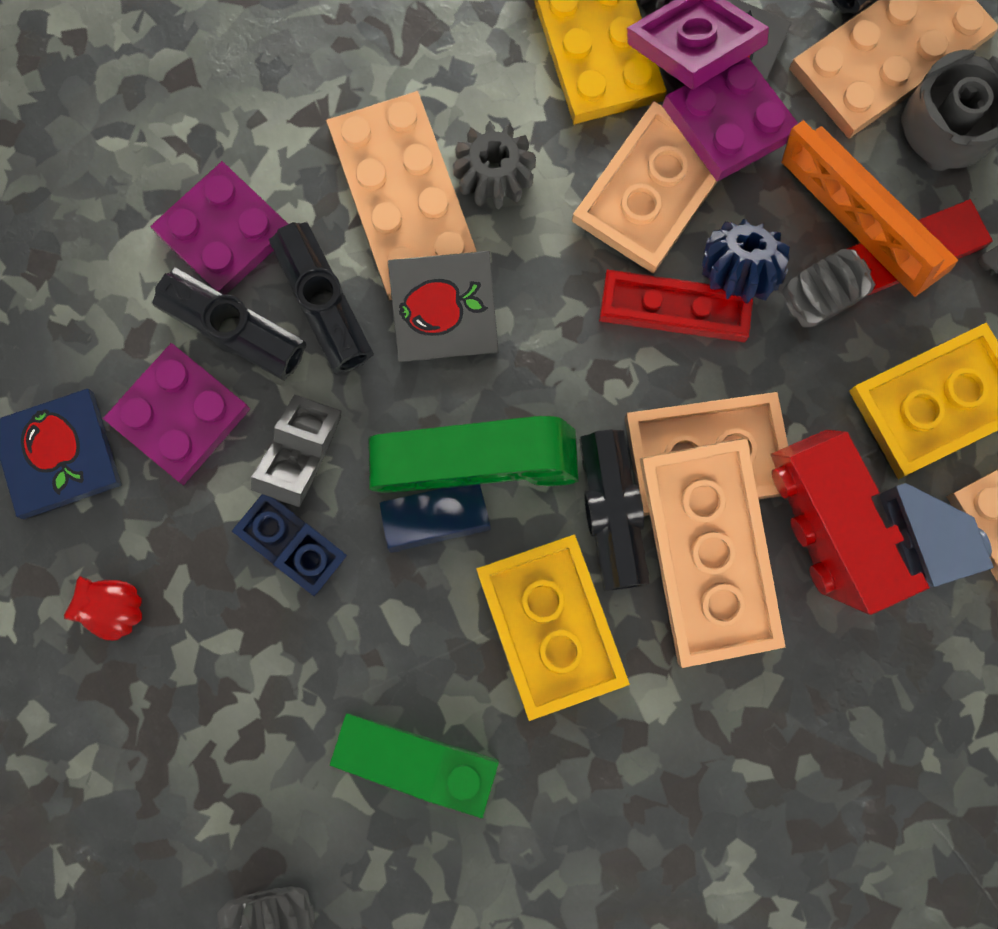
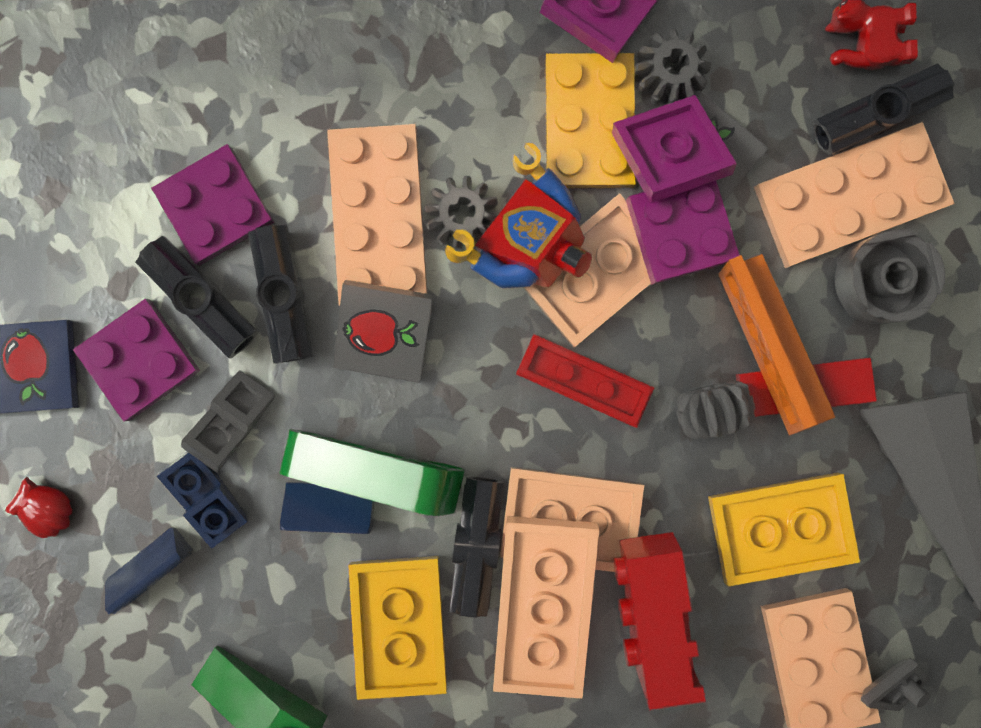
camera: 20 degrees right, 10 degrees up
(244, 644) = (145, 570): none -> dark blue slope
(576, 158) = (531, 236): none -> torso
(745, 260) = (653, 364): dark blue gear -> none
(936, 536) = (735, 649): sand blue slope -> none

